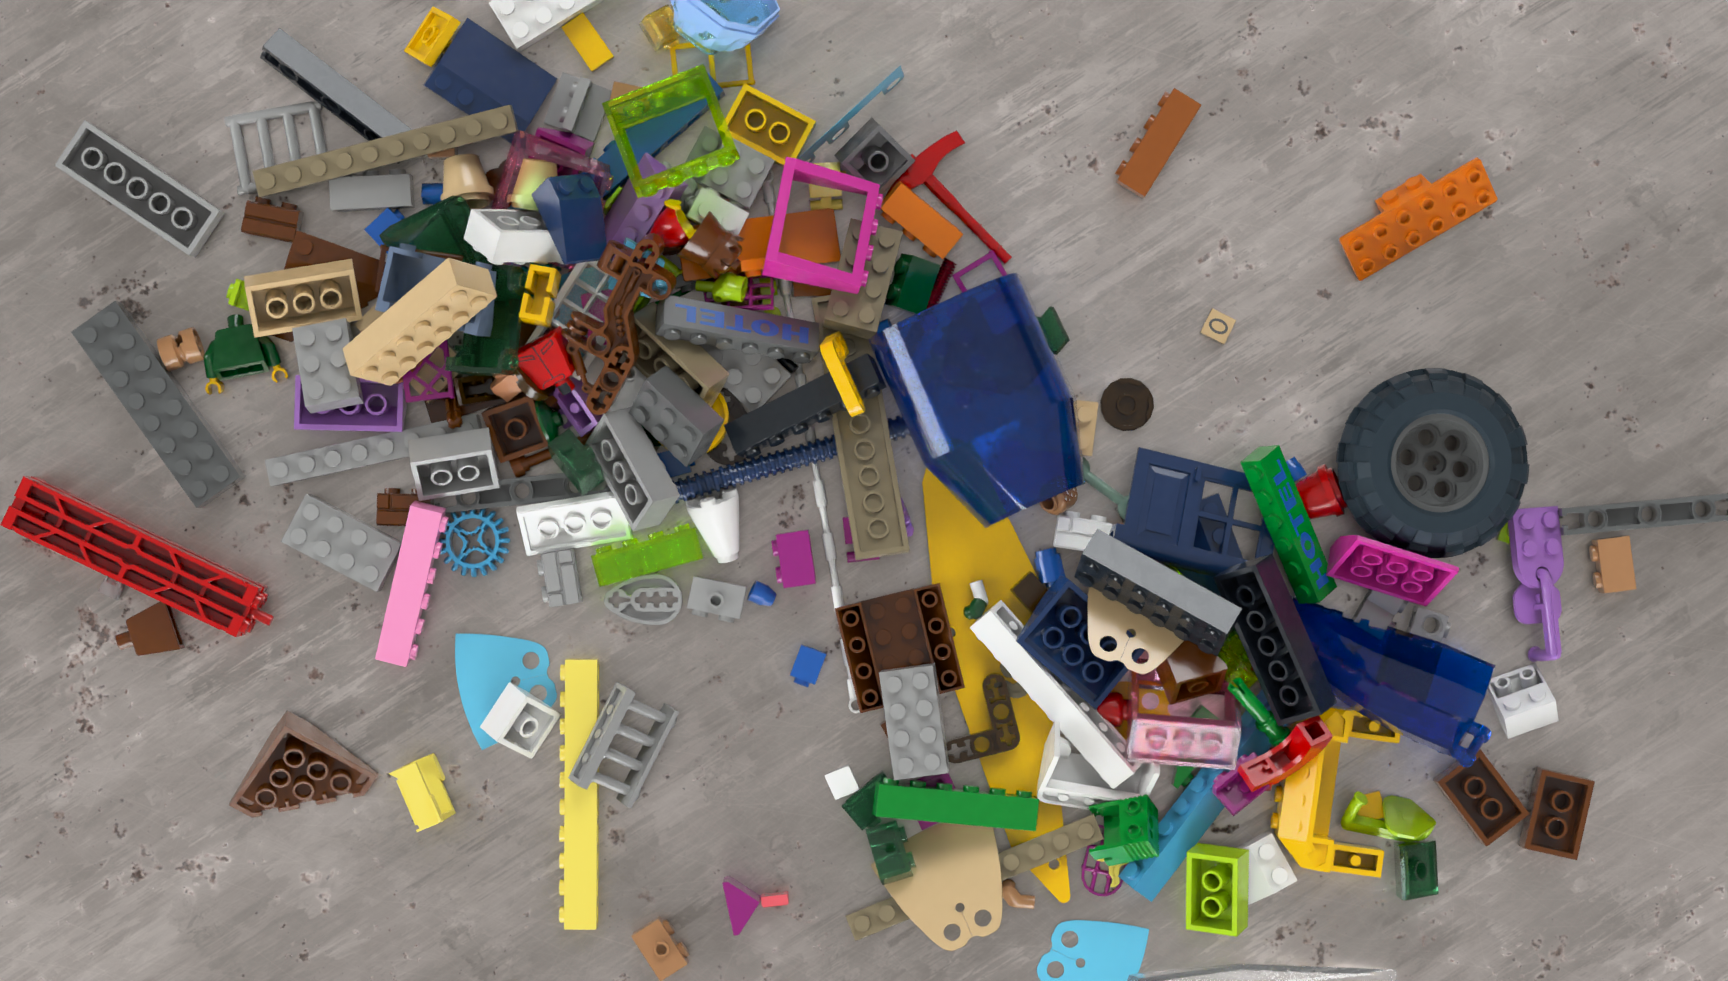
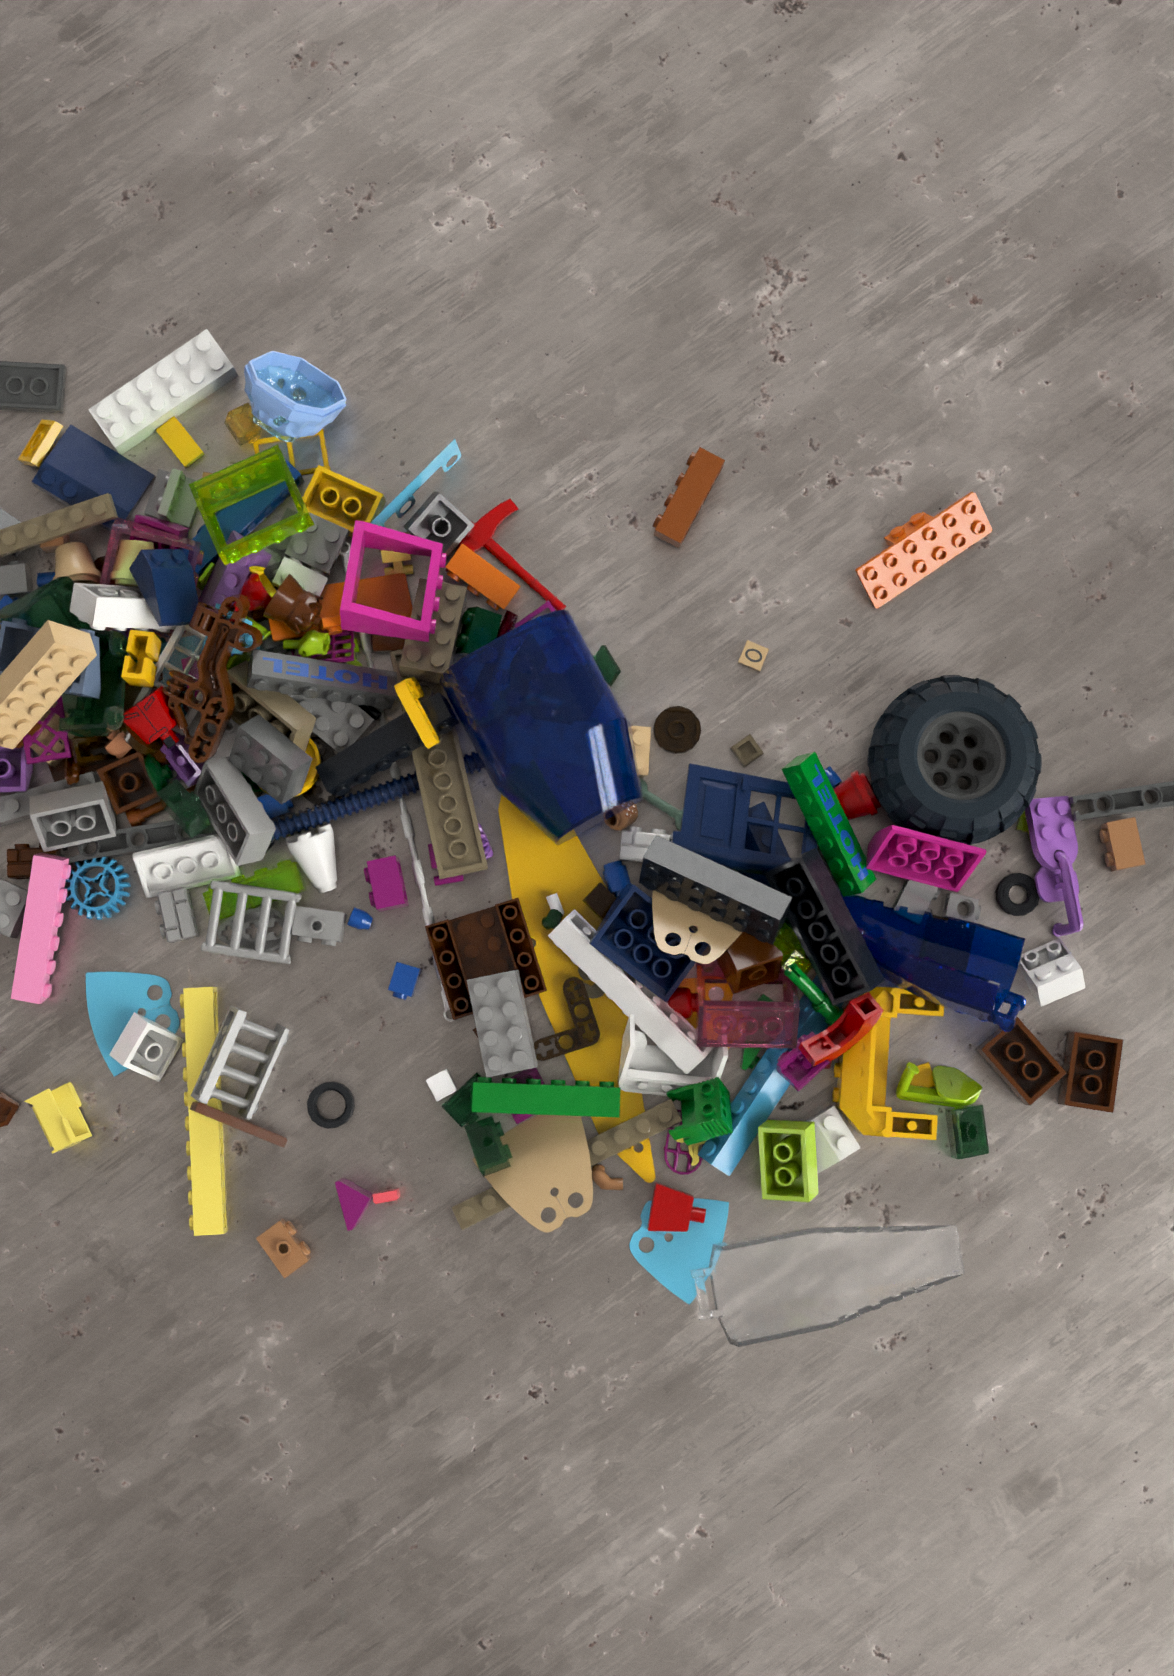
camera: 10 degrees left, 5 degrees down
(619, 812) = (238, 1124): none -> reddish brown tile
(637, 558) = (258, 952): none -> light grey bar
(701, 806) = (312, 1105): none -> black tyre
(1087, 934) = (673, 1210): none -> red torso
(1203, 432) = (747, 750): none -> dark tan tile
(1476, 612) = (1004, 901): none -> black tyre

